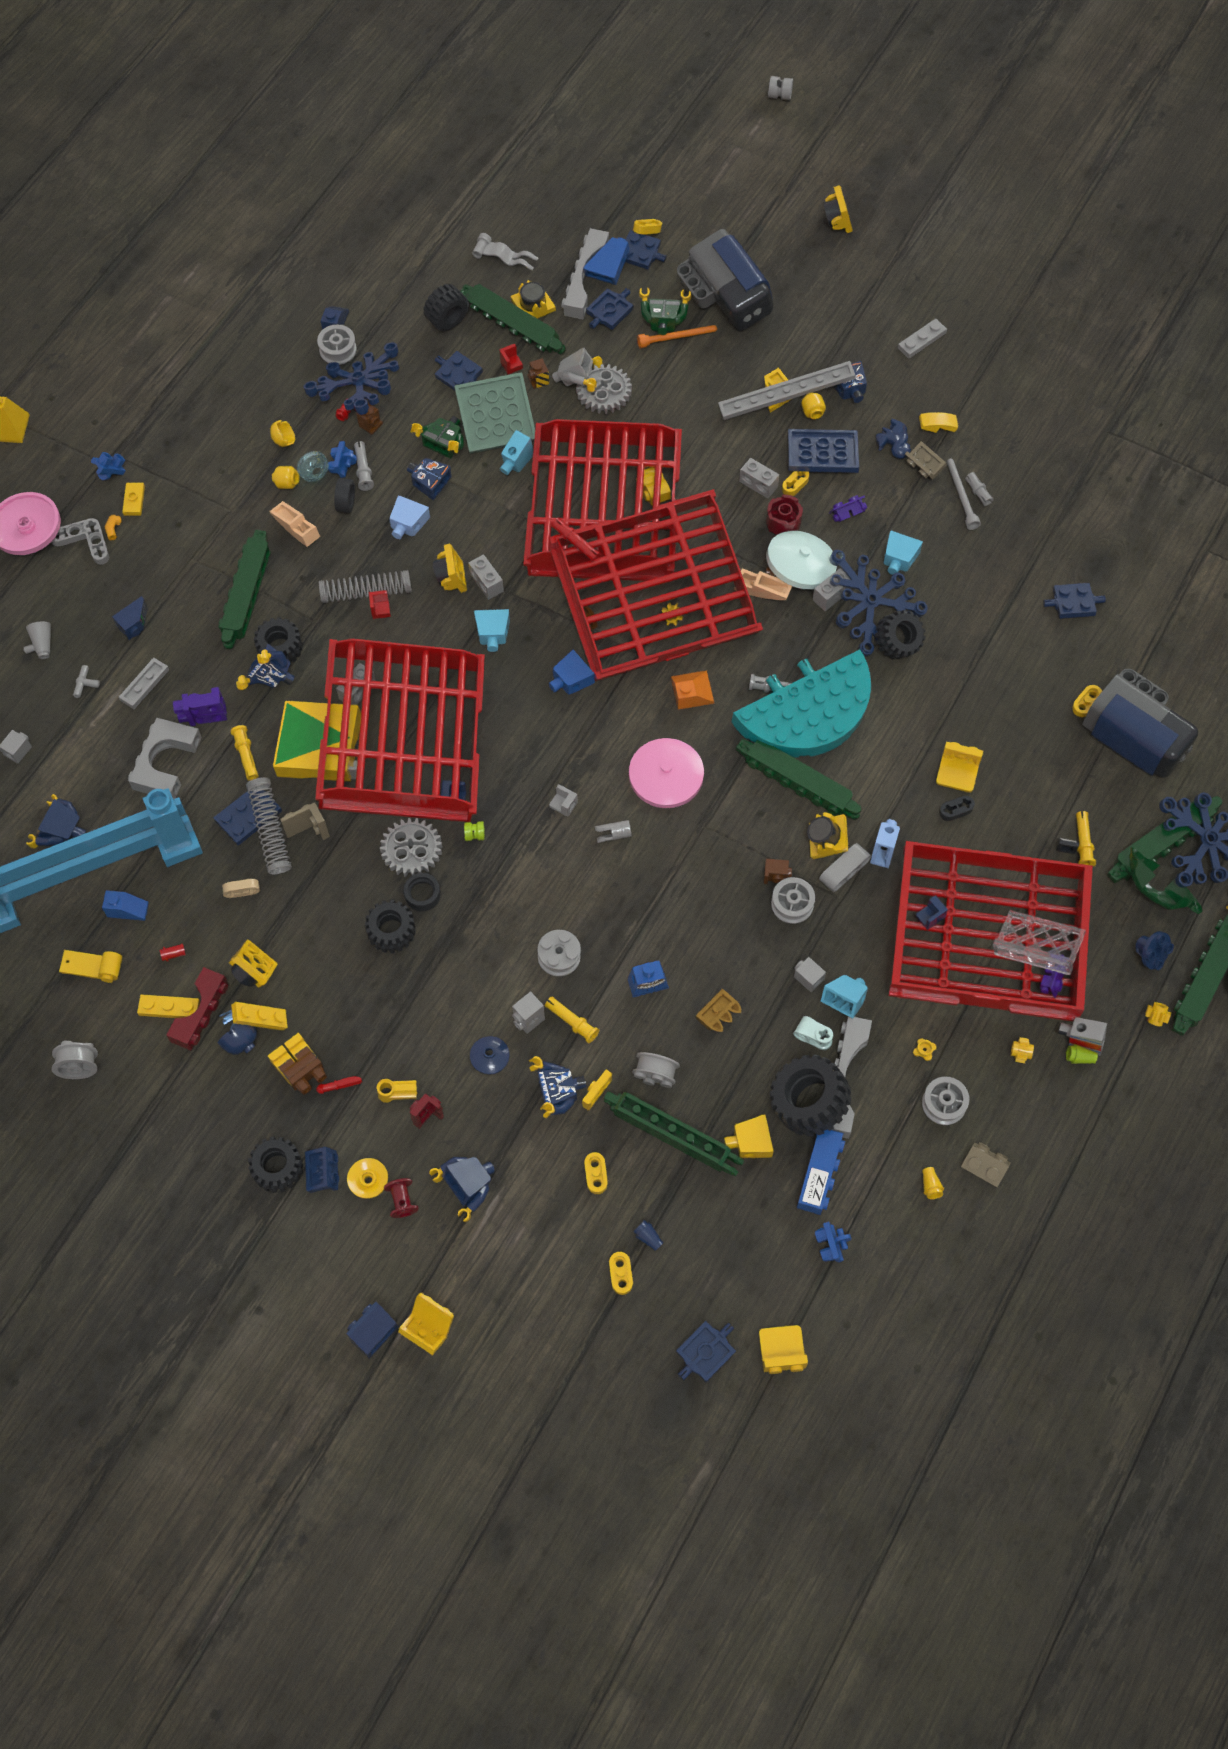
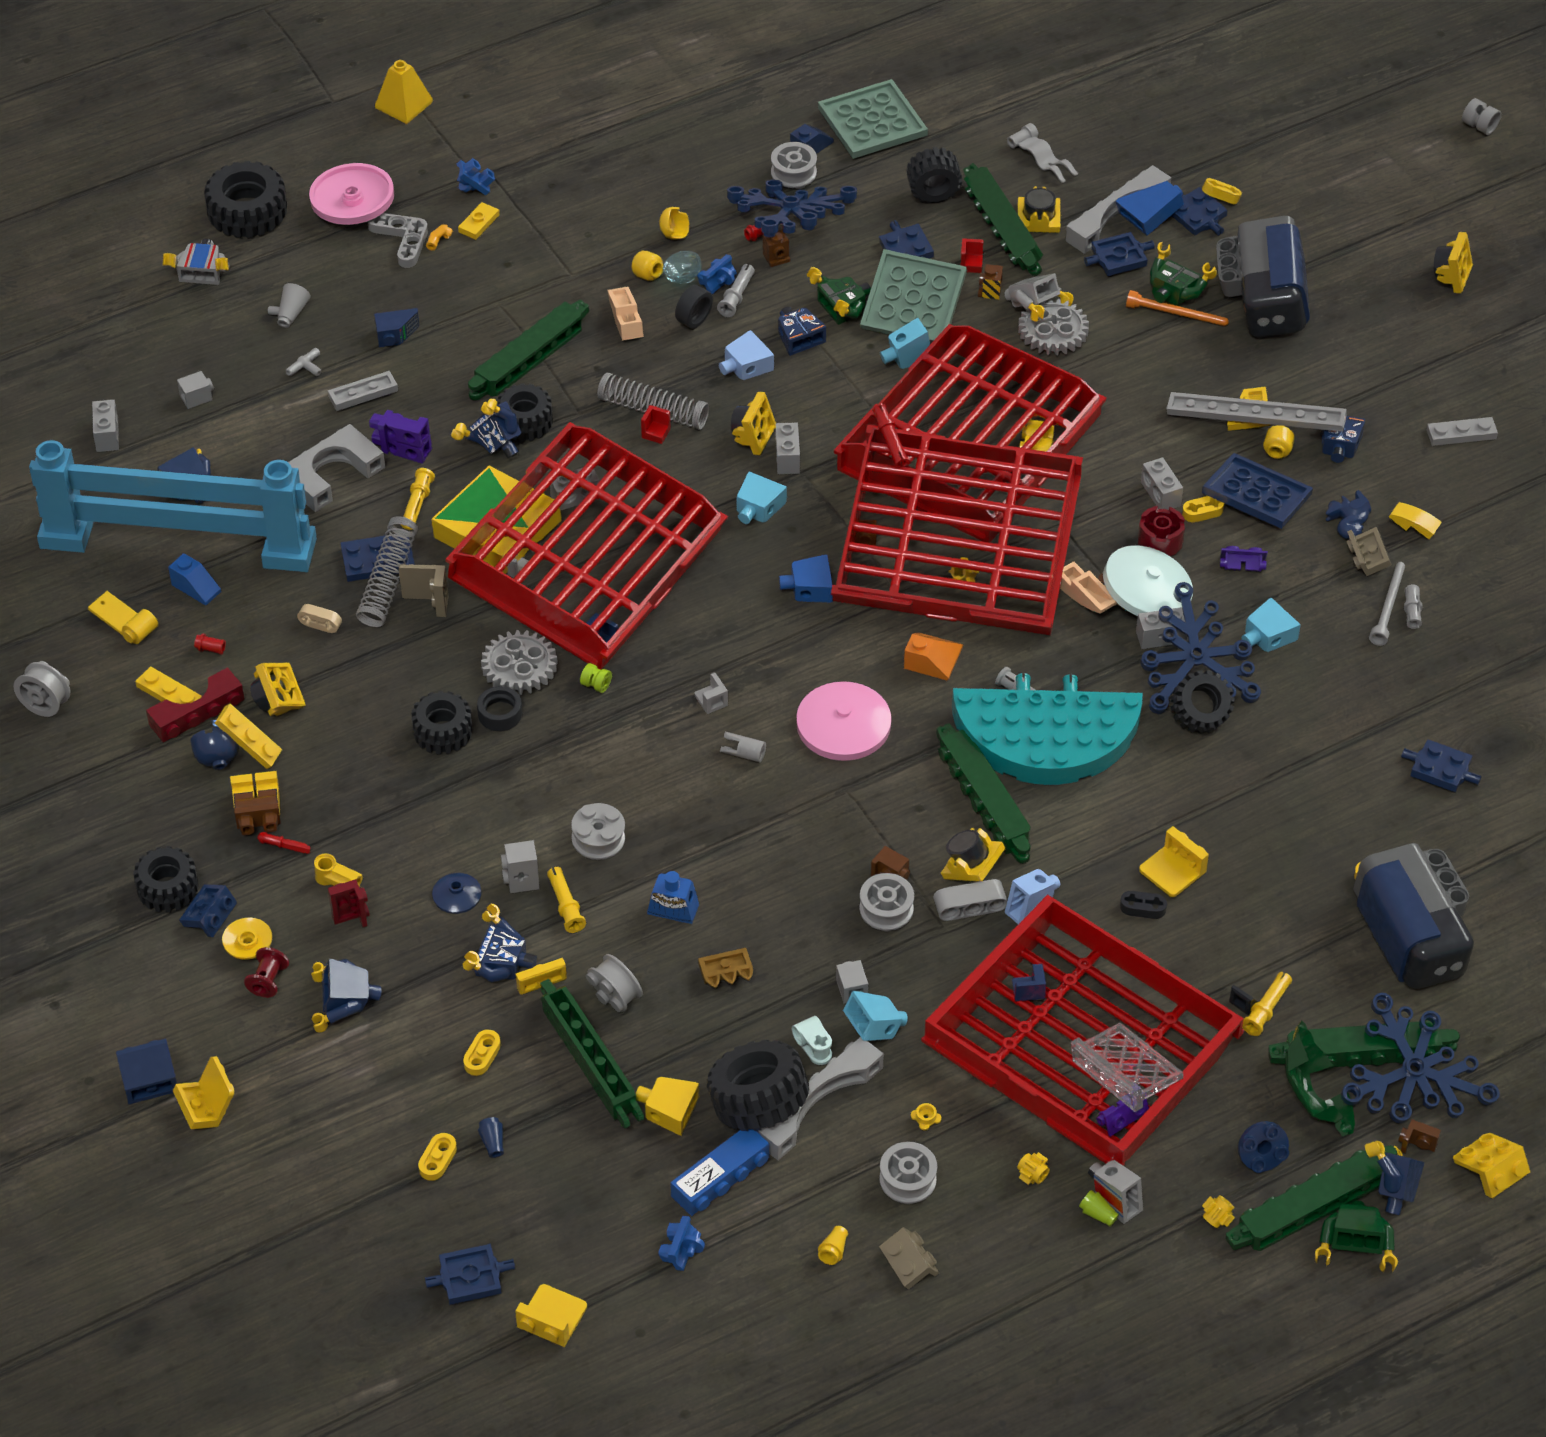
camera: 30 degrees right, 15 degrees down
(366, 280) = (872, 118): none -> sand green plate

